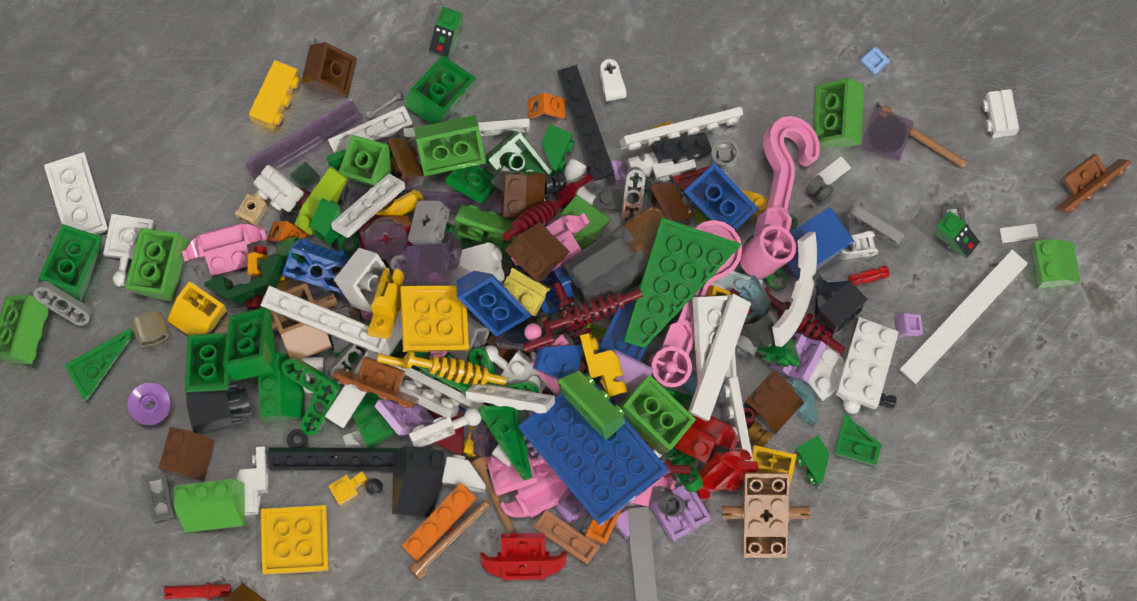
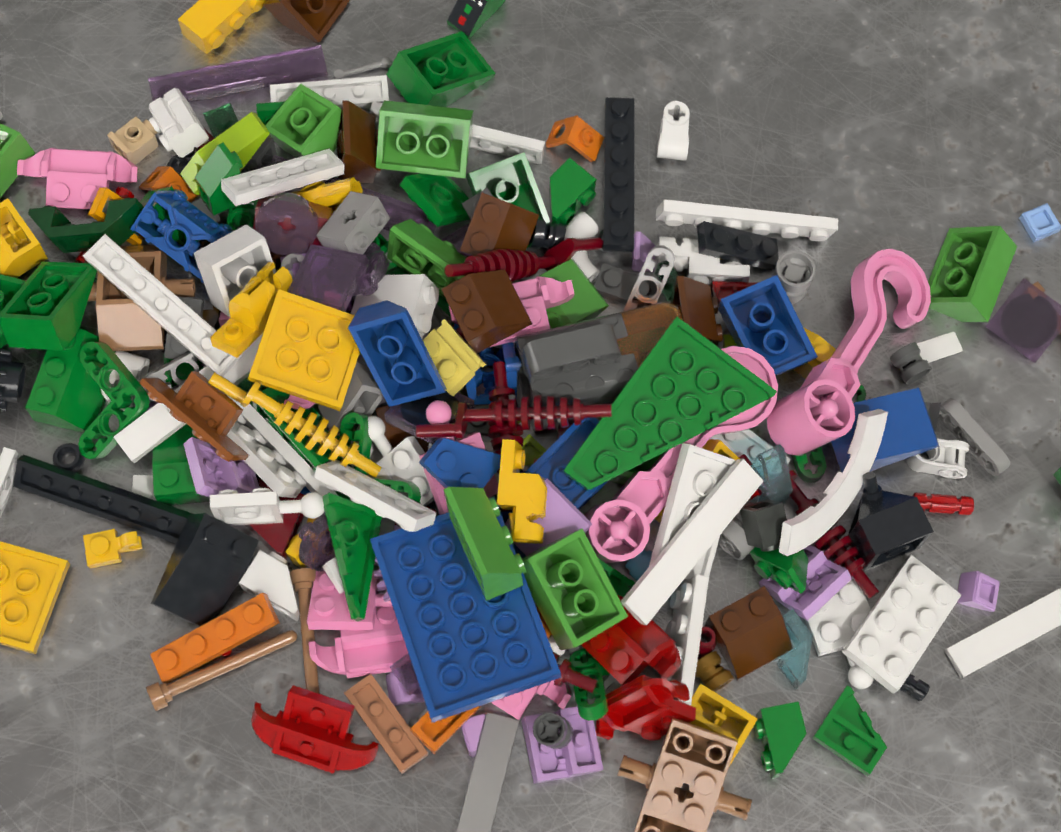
camera: 15 degrees right, 5 degrees down
(370, 490) = (153, 556): black hinge -> none

